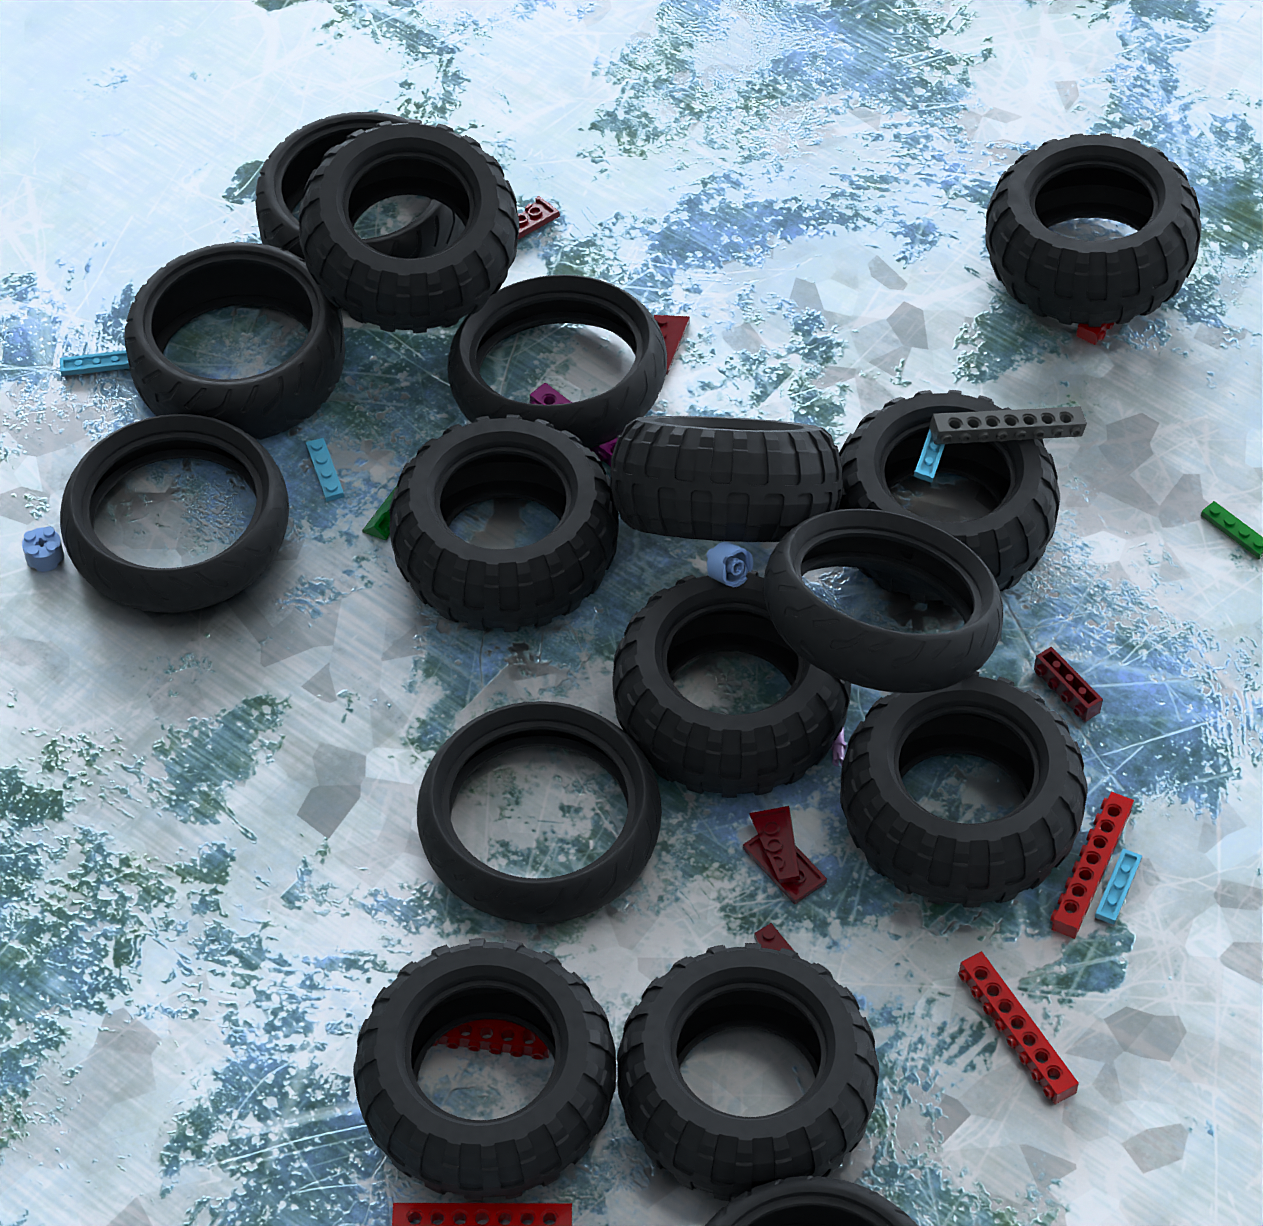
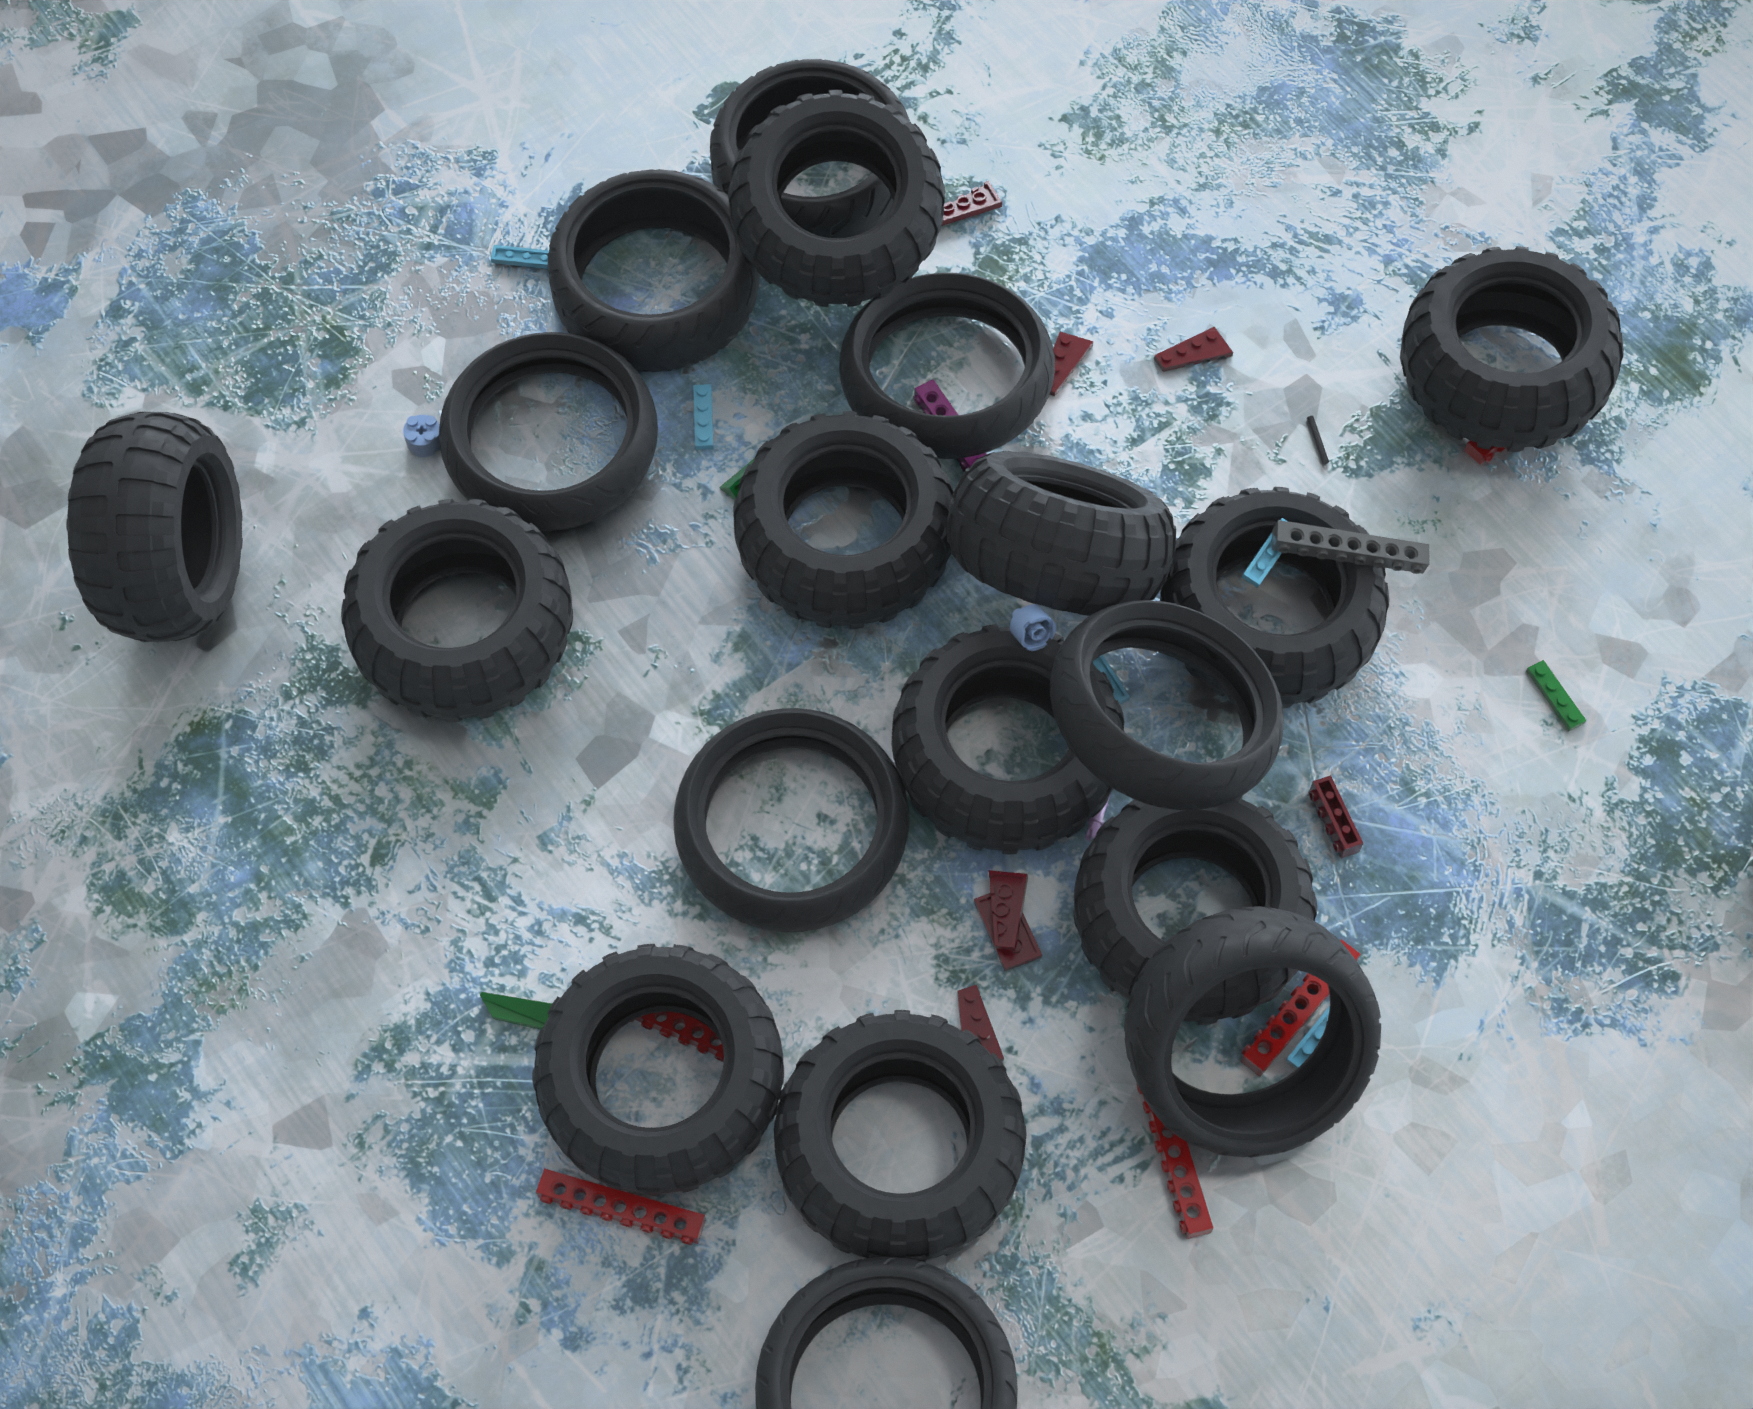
camera: 15 degrees right, 10 degrees up
(123, 630) = (441, 543): none -> black tyre
(317, 1062) = (516, 1010): none -> green wedge
(790, 303) = (1194, 350): none -> dark red wing
(936, 358) = (1317, 438): none -> black bar
(1143, 916) = (1296, 1106): none -> black tyre

